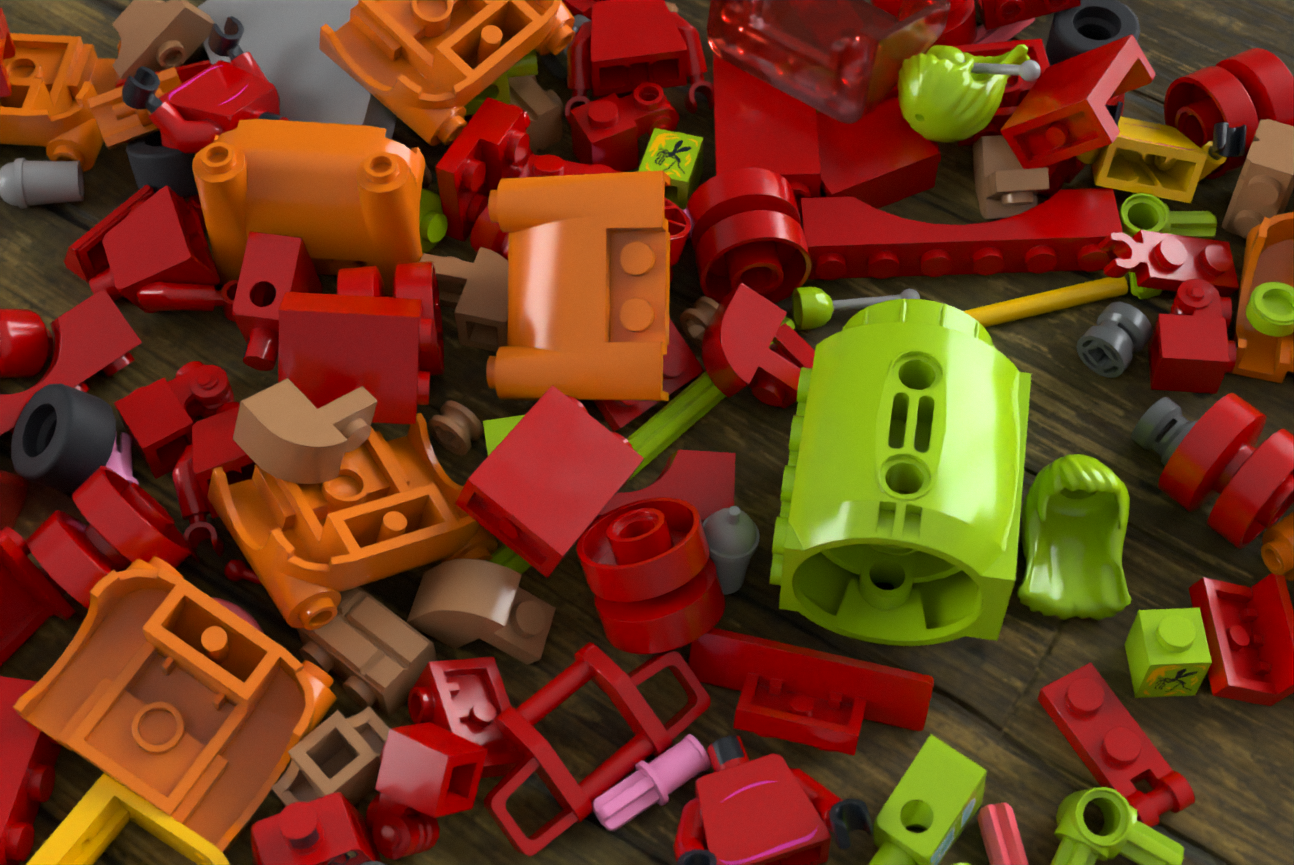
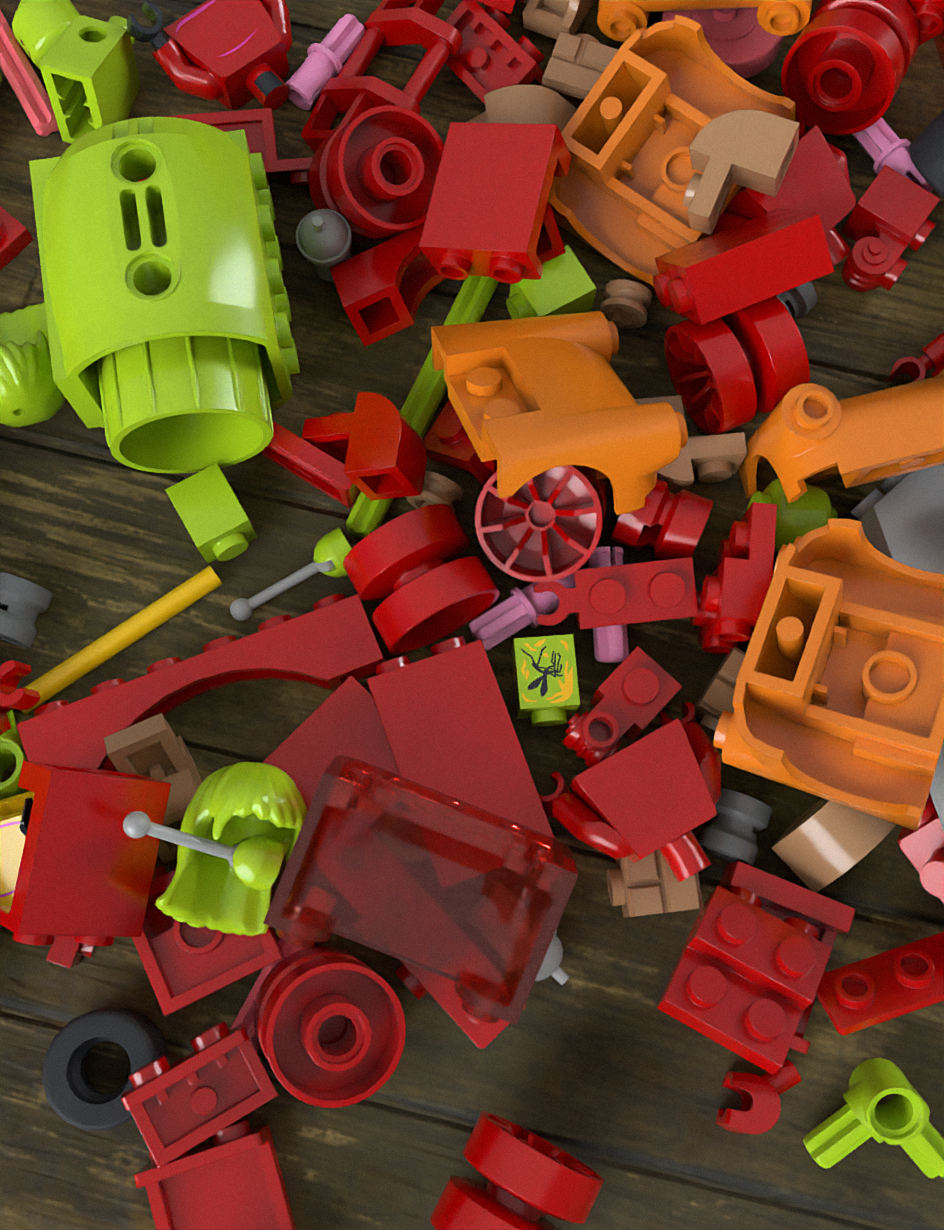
camera: 155 degrees right, 20 degrees up
(269, 270) = (864, 348): red torso -> none

